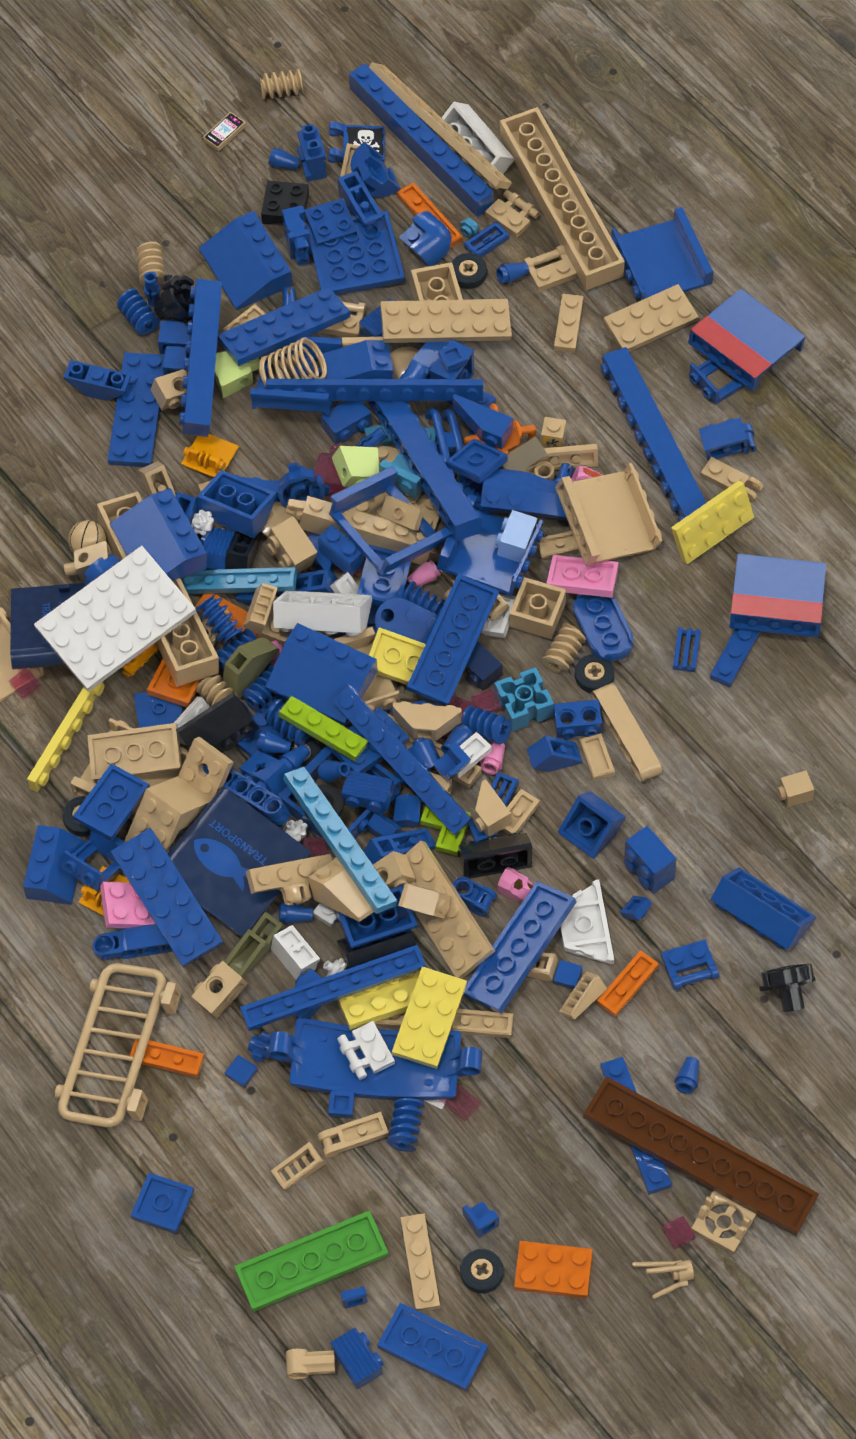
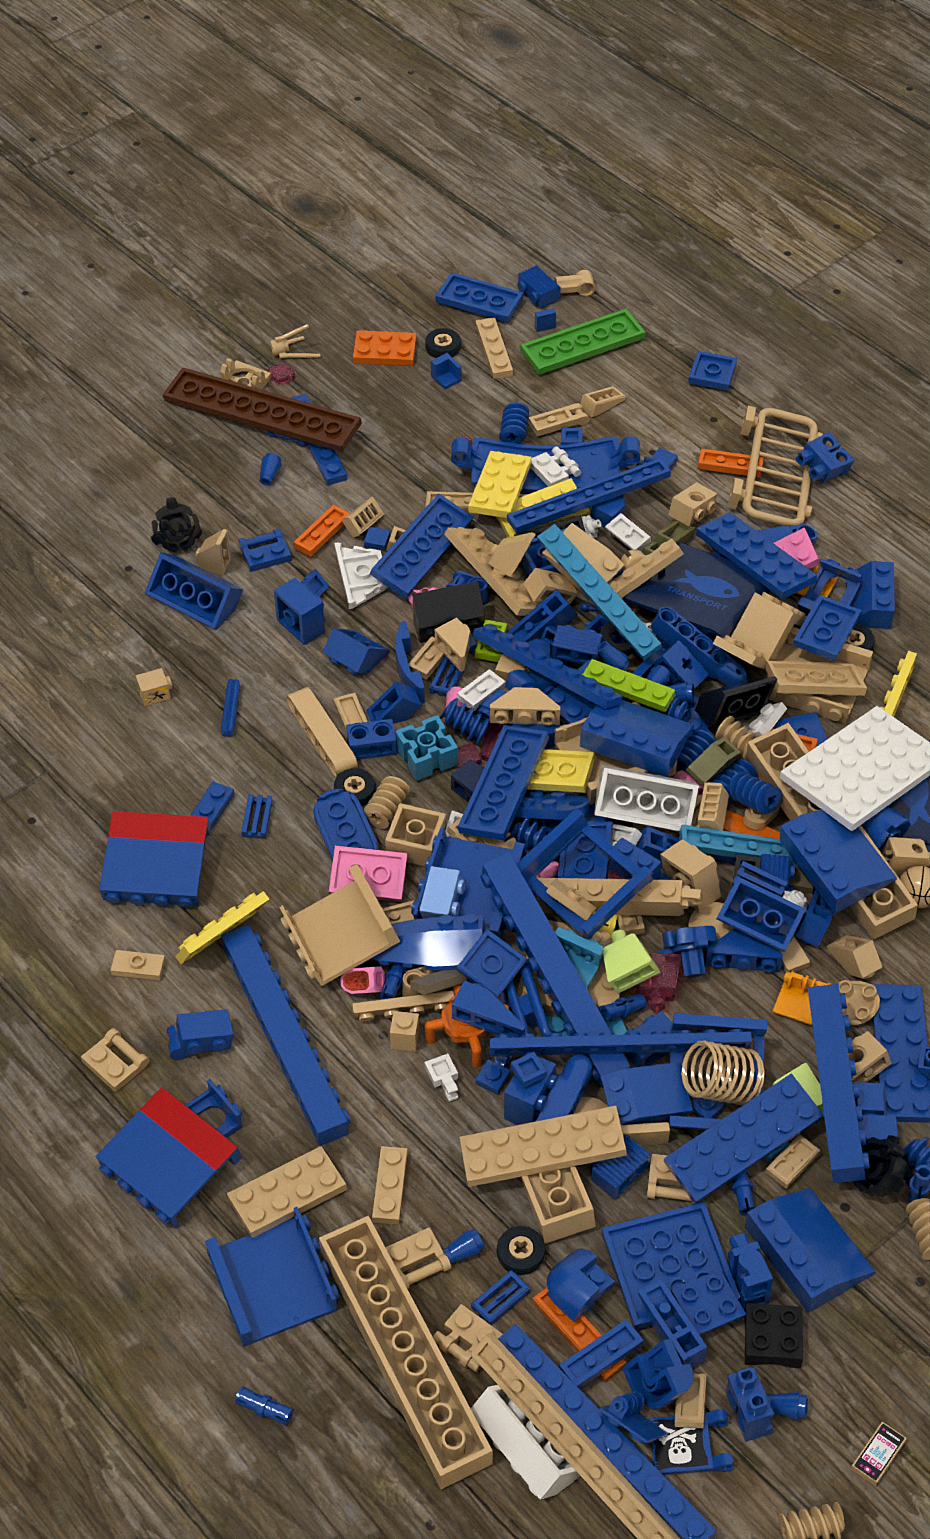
camera: 175 degrees right, 10 degrees down
(60, 1043) = (823, 459): none -> blue hips
(167, 446) = (861, 1001): none -> tan dish
(231, 534) = (746, 866): none -> blue tile
(396, 142) = (625, 1412): none -> blue hinge
(415, 188) = (602, 1354): none -> blue plate
(452, 762) = (492, 667): blue panel -> none
(469, 227) = (524, 1311): dark azure plate -> none
(521, 402) = (443, 1072): none -> white plate
(535, 783) = (408, 678): none -> blue slope
(676, 180) = (264, 1405): none -> blue pin
(717, 770) = (230, 707): none -> blue axle
(726, 476) = (196, 995): tan hinge -> none
(744, 946) = (215, 553): none -> tan slope
(786, 510) = (137, 965): none -> tan plate
(802, 424) = (109, 1065): none -> tan plate

